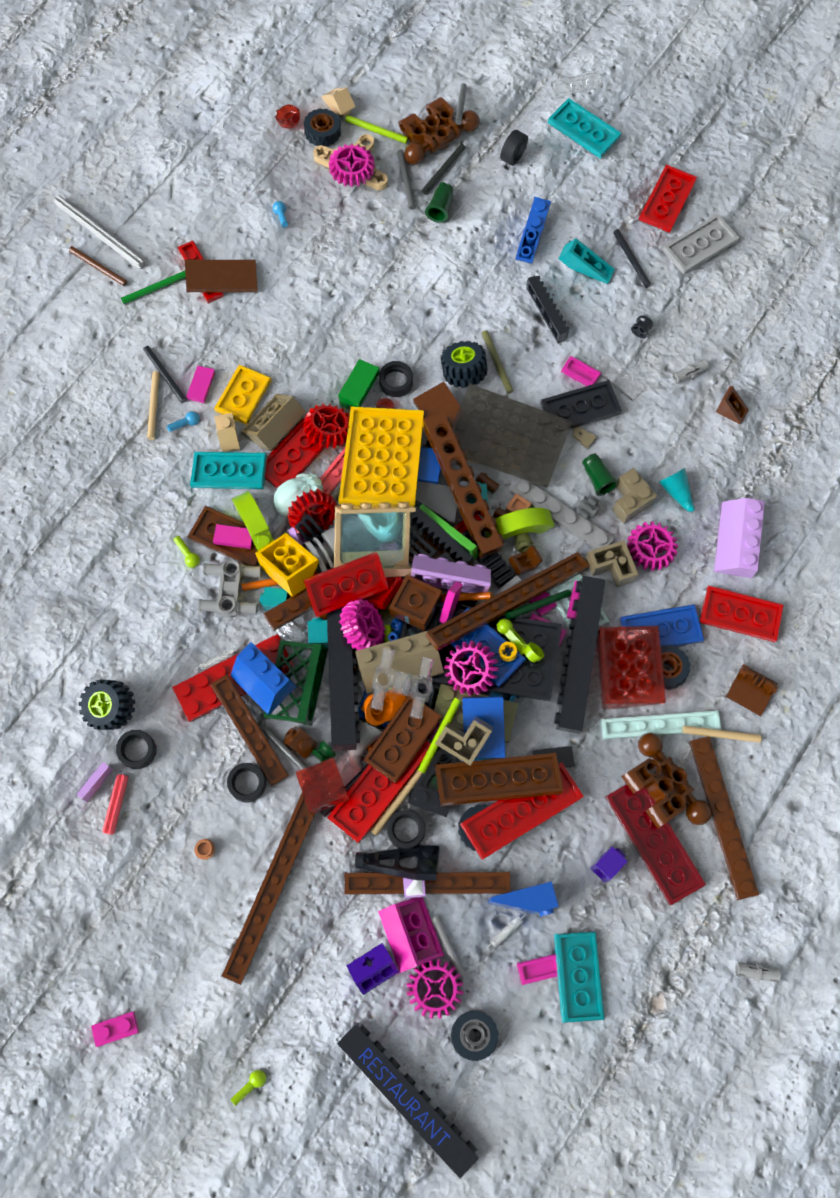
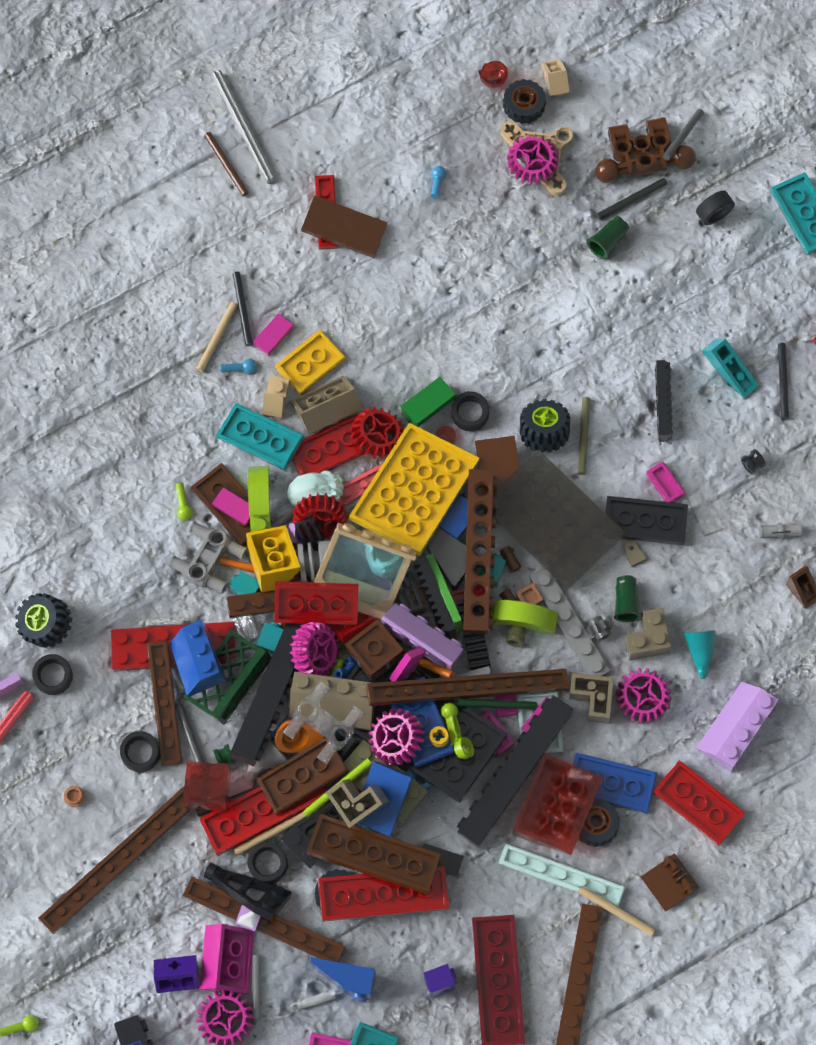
camera: 30 degrees right, 0 degrees up
(151, 288) = (271, 210): green bar -> none
(300, 741) = (206, 735): reddish brown bracket -> none
(398, 137) = (582, 125): lime bar -> none
(408, 189) = (586, 195): dark grey bar -> none
(526, 561) = (508, 655): reddish brown bracket -> none
(533, 230) = (691, 309): blue slope -> none
(672, 791) = (537, 917): reddish brown connector -> none

